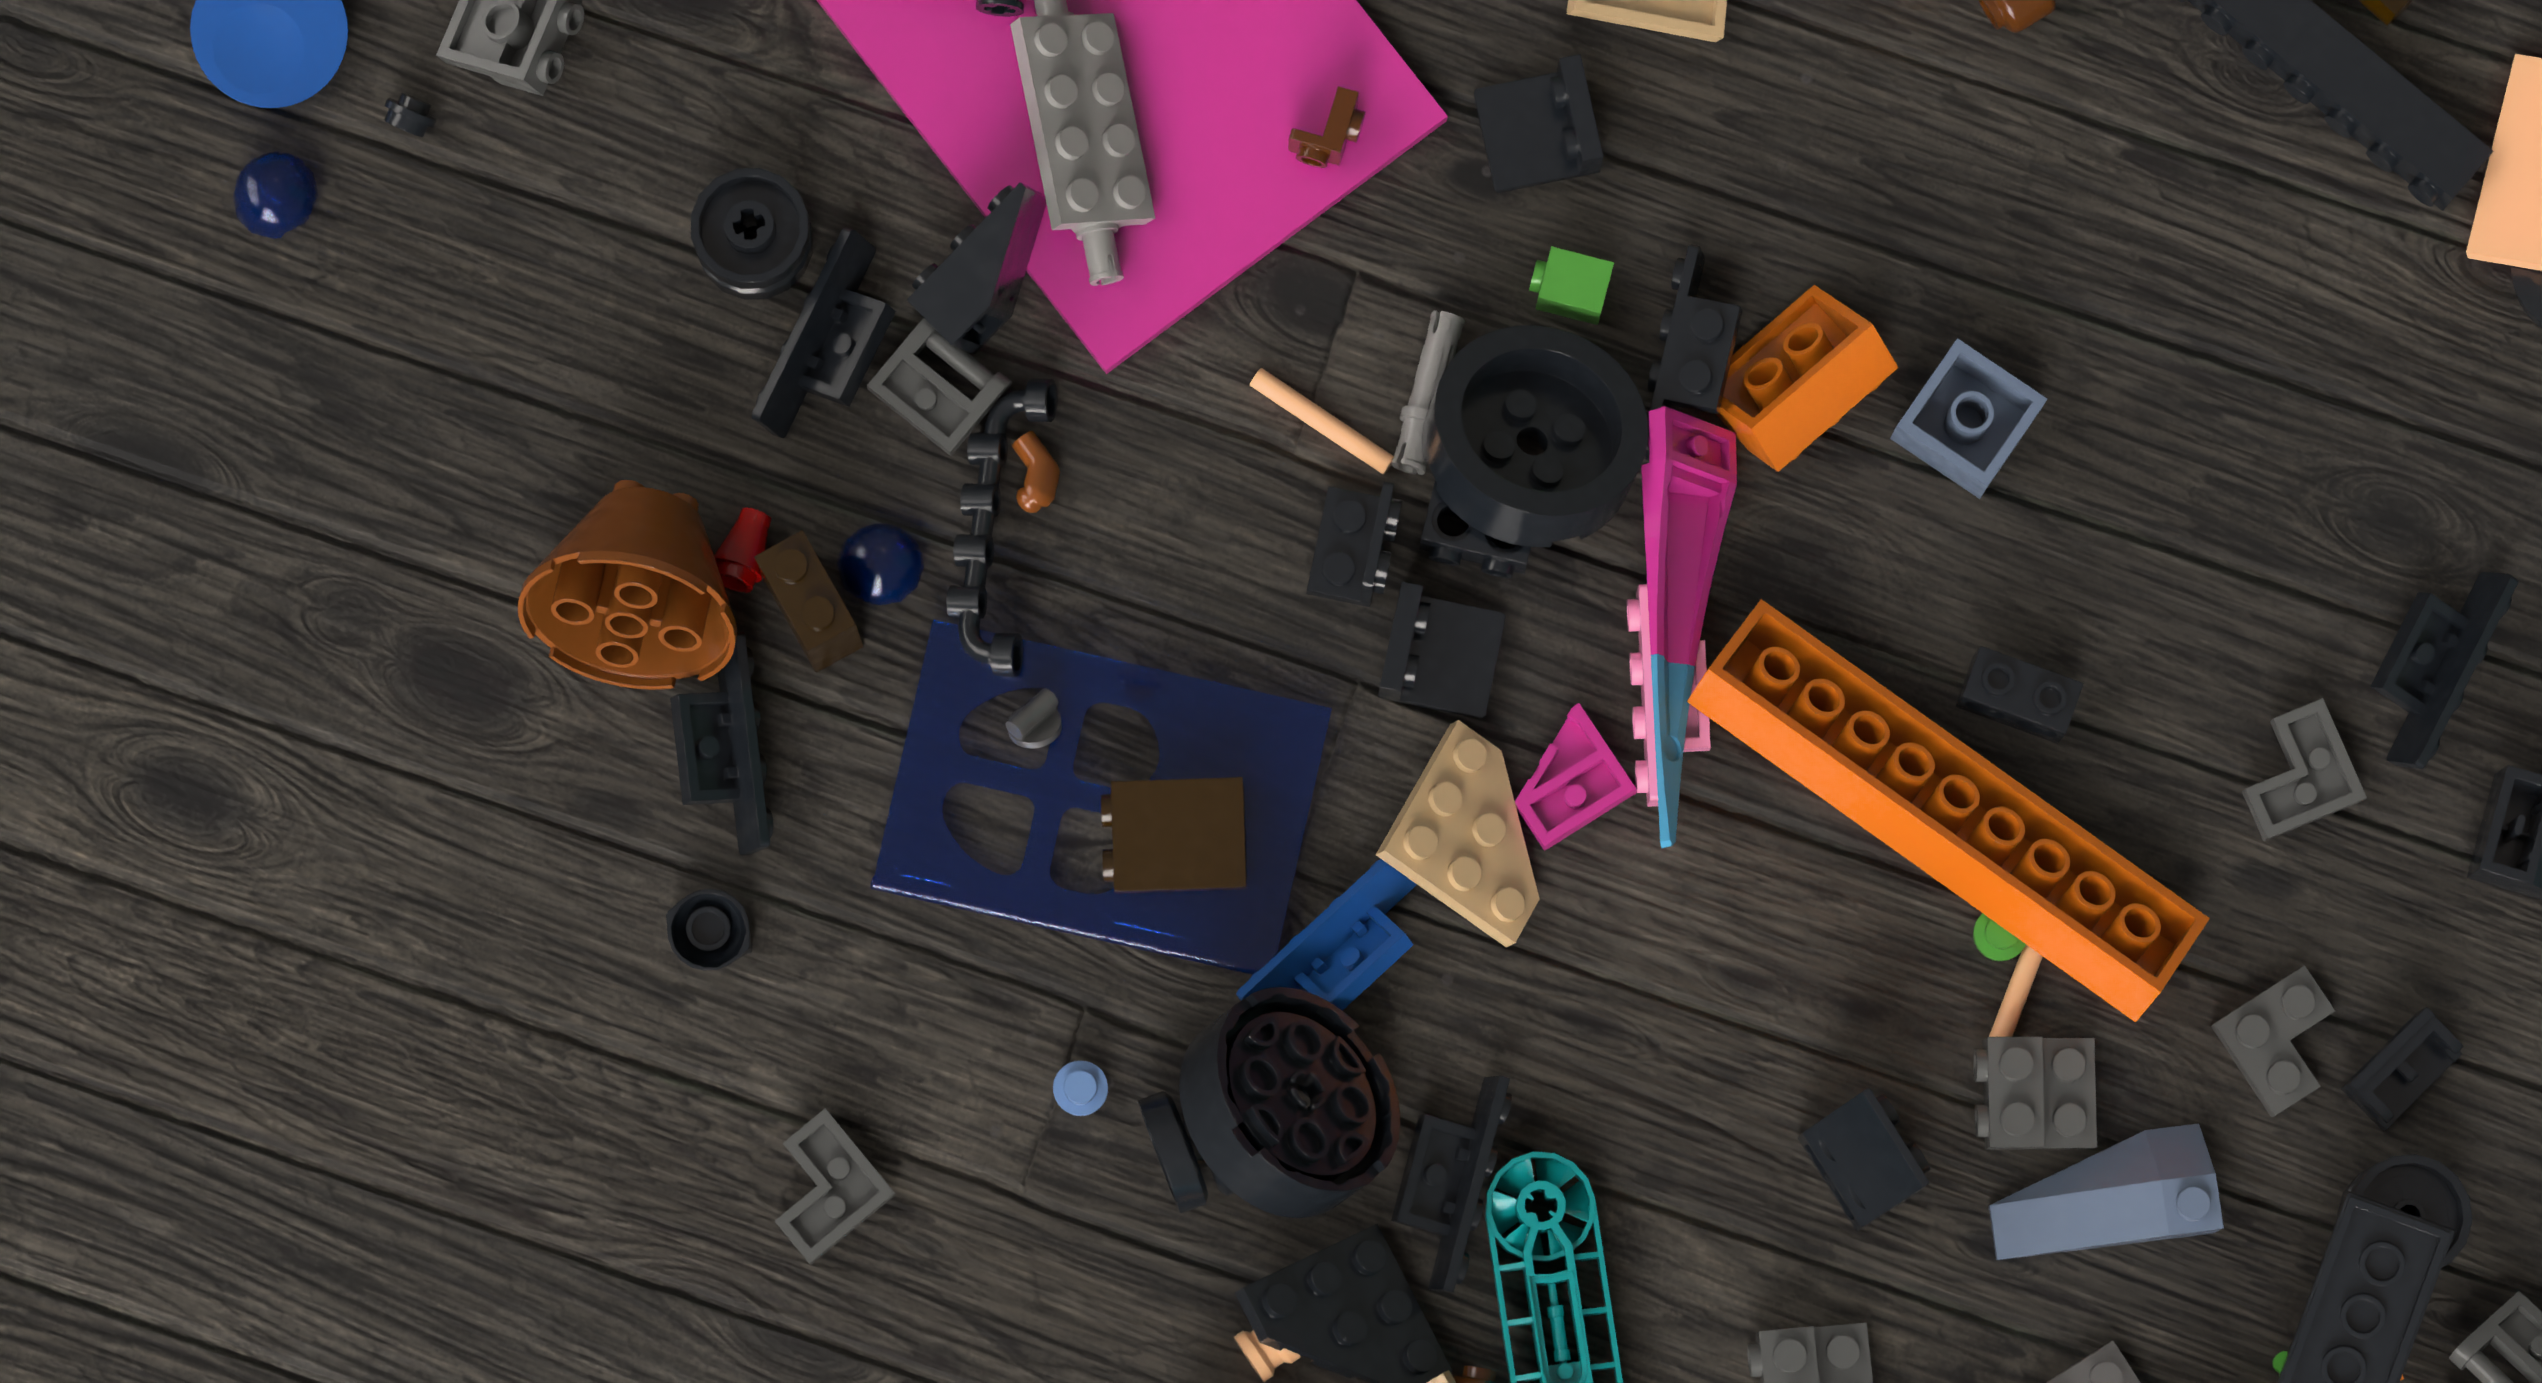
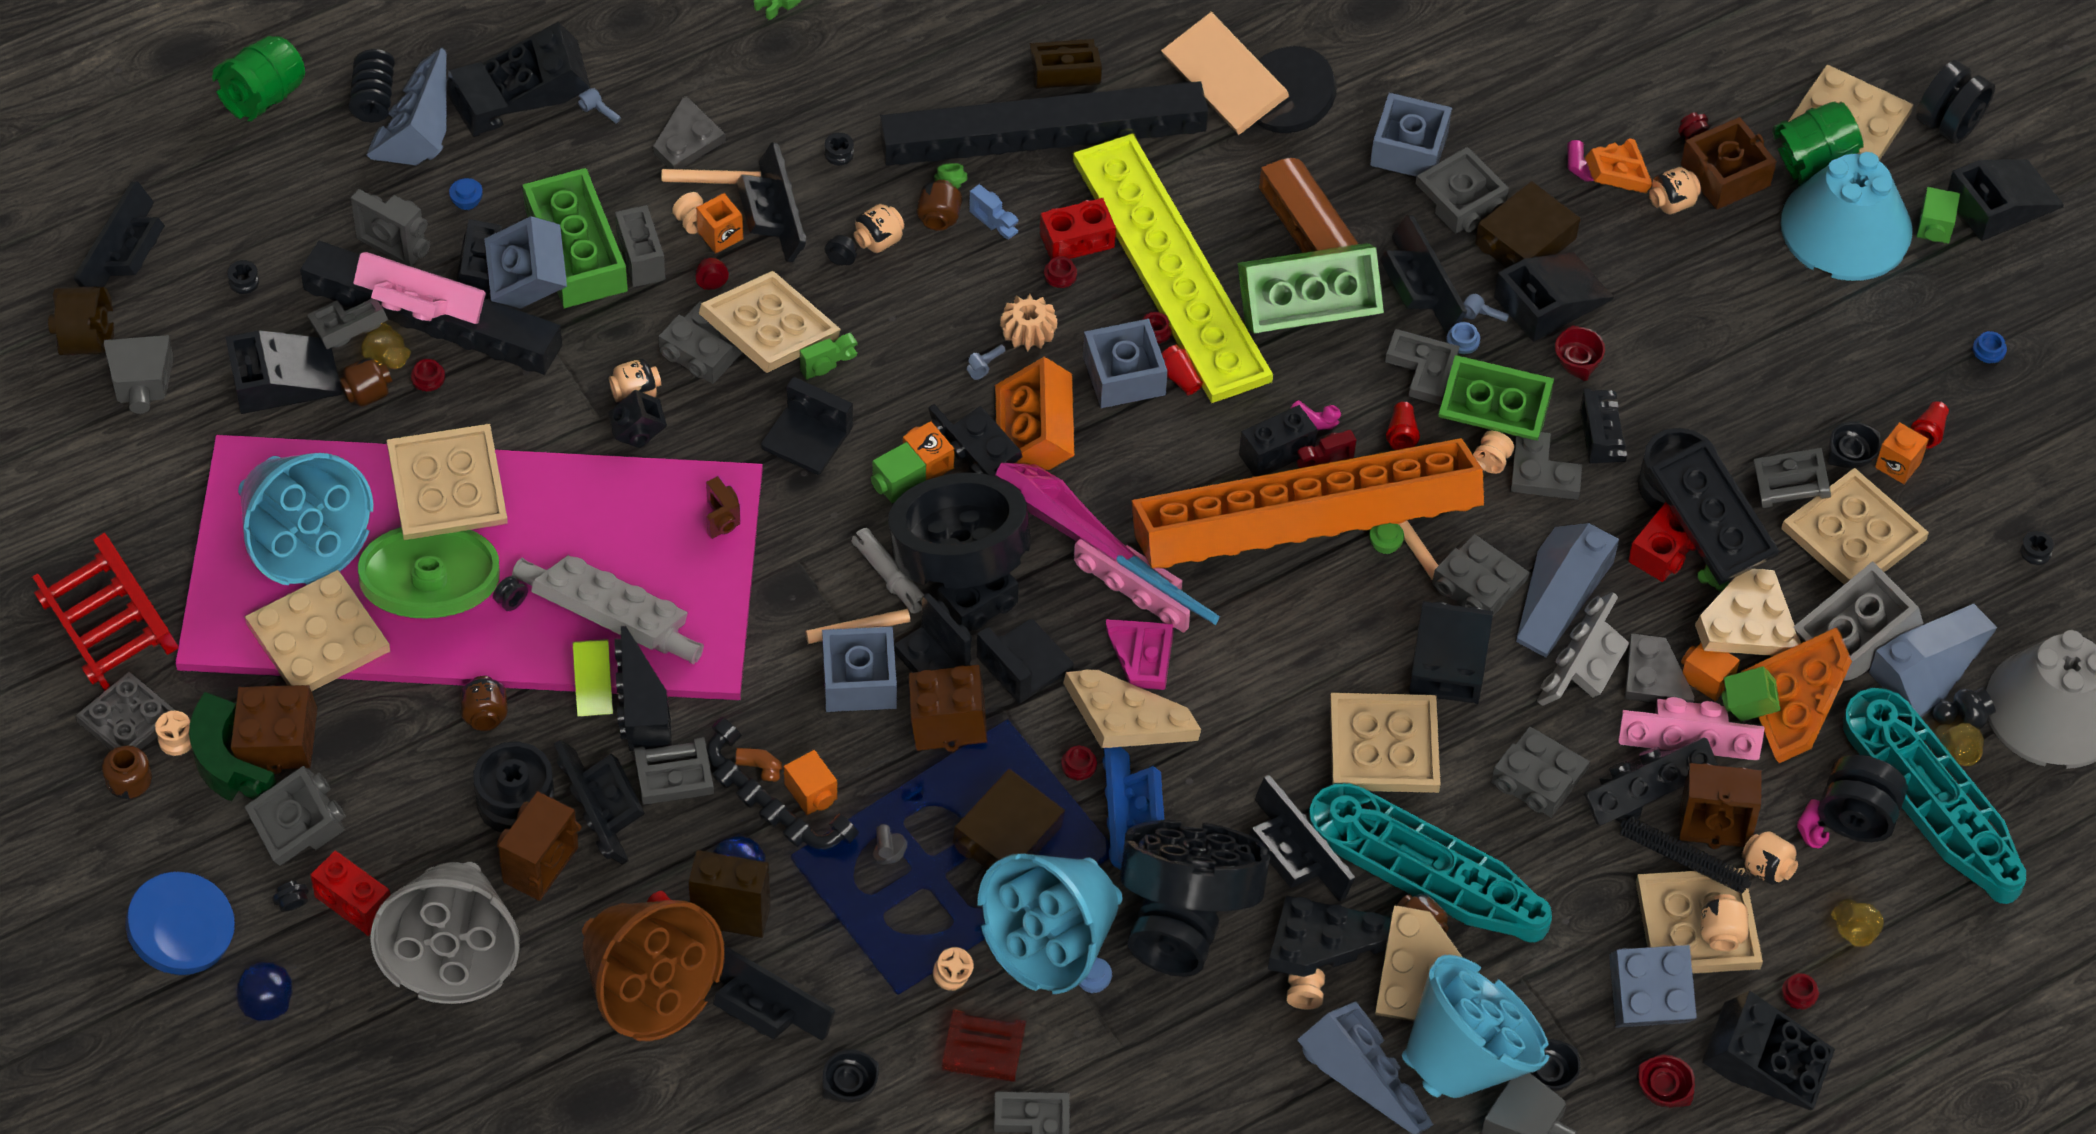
camera: 50 degrees left, 25 degrees down
(466, 178) = (349, 891): none -> red brick
(491, 333) = (446, 935): none -> light grey cone
(691, 331) = (538, 845): none -> reddish brown brick
(839, 95) = (483, 703): none -> reddish brown head
(867, 1053) = (982, 1054): none -> clear red plate
(937, 933) = (956, 961): none -> light nougat wheel
(972, 185) = (592, 677): none -> lime slope
(1053, 557) = (810, 782): none -> orange brick
(1091, 993) = (1047, 917): none -> medium azure cone
(1248, 480) = (859, 669): none -> sand blue brick
(1279, 630) = (947, 707): none -> reddish brown brick
(1353, 836) = (1079, 763): none -> dark red plate
(1635, 292) = (932, 449): none -> orange brick
(1661, 53) = (822, 356): none -> bright green plate
(1691, 1168) = (1385, 742): none -> tan plate
(1821, 237) = (978, 364): none -> sand blue hand
(1948, 234) = (1028, 322): none -> light nougat gear
(2028, 487) = (1181, 369): none -> red cone
(2036, 1313) = (1589, 656): none -> light grey bracket
(2050, 222) = (1060, 272): none -> dark red plate
(2067, 55) = (988, 209): none -> medium blue plate
(2070, 768) = (1330, 449): none -> dark red plate
(2079, 394) = (1161, 323): none -> dark red plate
(2103, 710) = (1322, 420): none -> dark pink arm
(2123, 201) = (1078, 229): none -> red brick
(2179, 348) = (1173, 268): none -> neon yellow plate
(2180, 826) = (1403, 428): none -> red cone
(2240, 965) = (1494, 451): none -> light nougat wheel
(2280, 551) = (1310, 288): none -> bright green brick
(2290, 1267) = (1662, 537): none -> red brick
(2309, 913) = (1496, 398): none -> bright green slope
(2391, 789) = (1465, 336): none -> medium blue plate
(2414, 456) = (1303, 206): none -> dark orange brick
(2457, 762) = (1475, 305): none -> sand blue hand
(2496, 948) = (1579, 351): none -> dark red hat

